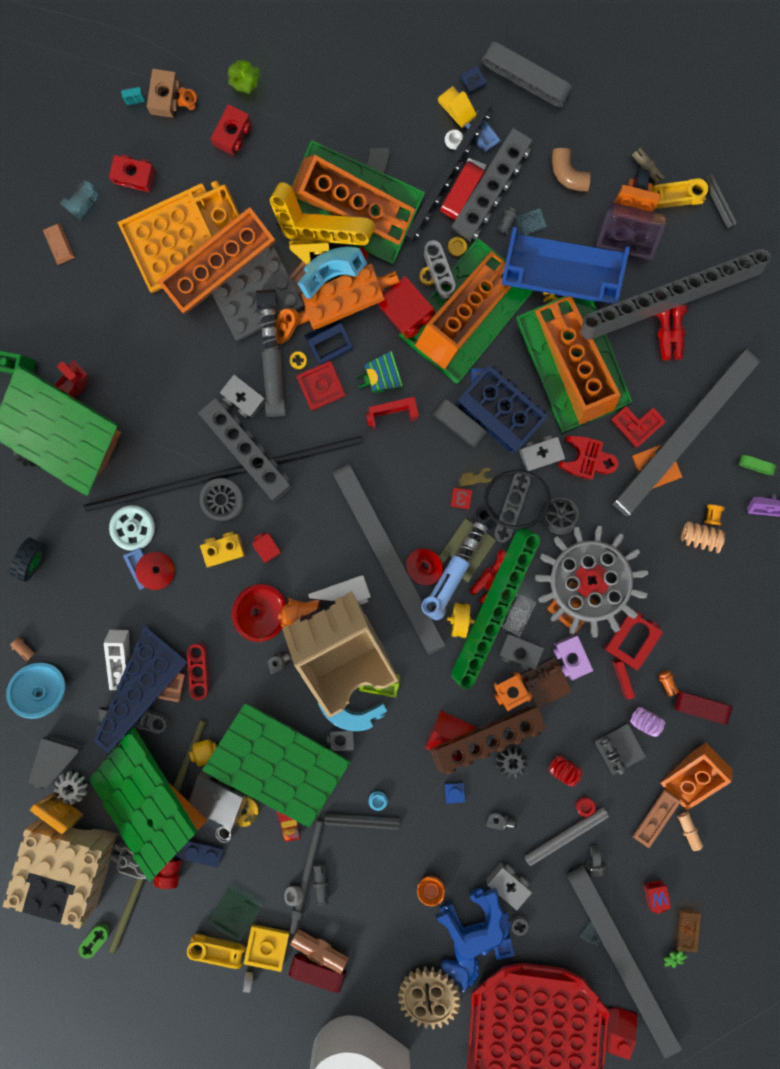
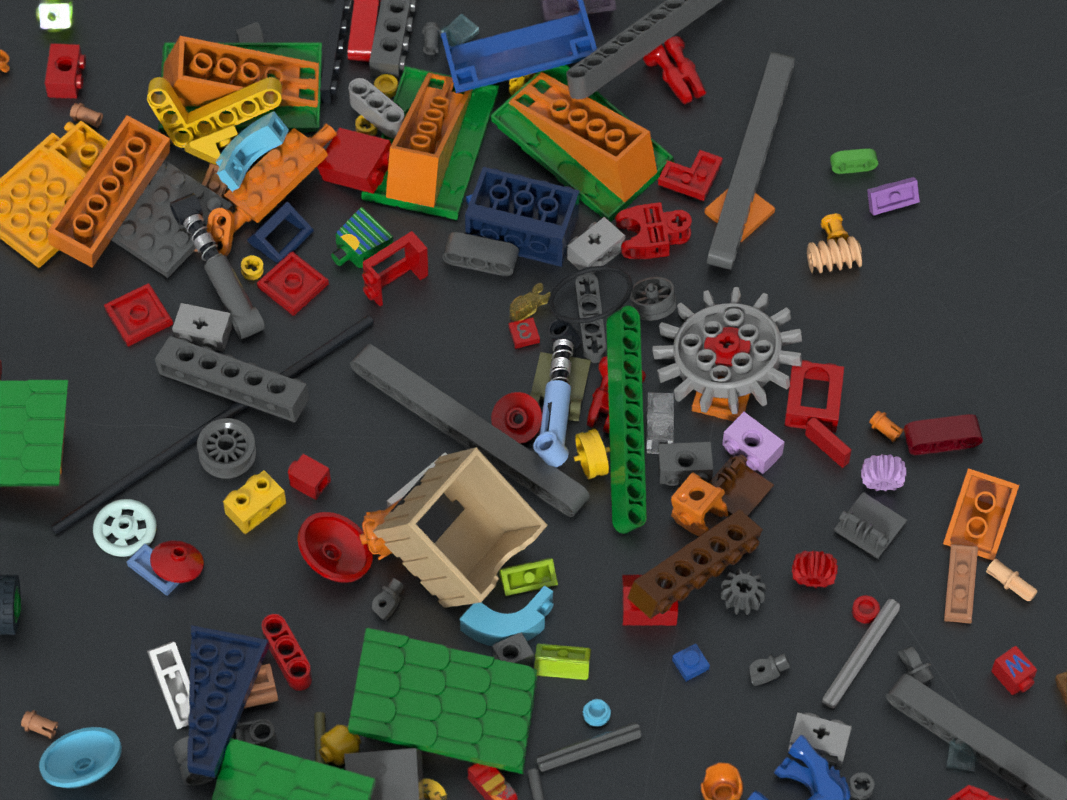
camera: 25 degrees left, 30 degrees down
(205, 363) = (138, 314): none -> red tile
(234, 178) = (84, 114): none -> nougat pin
(373, 753) = (562, 661): none -> lime slope

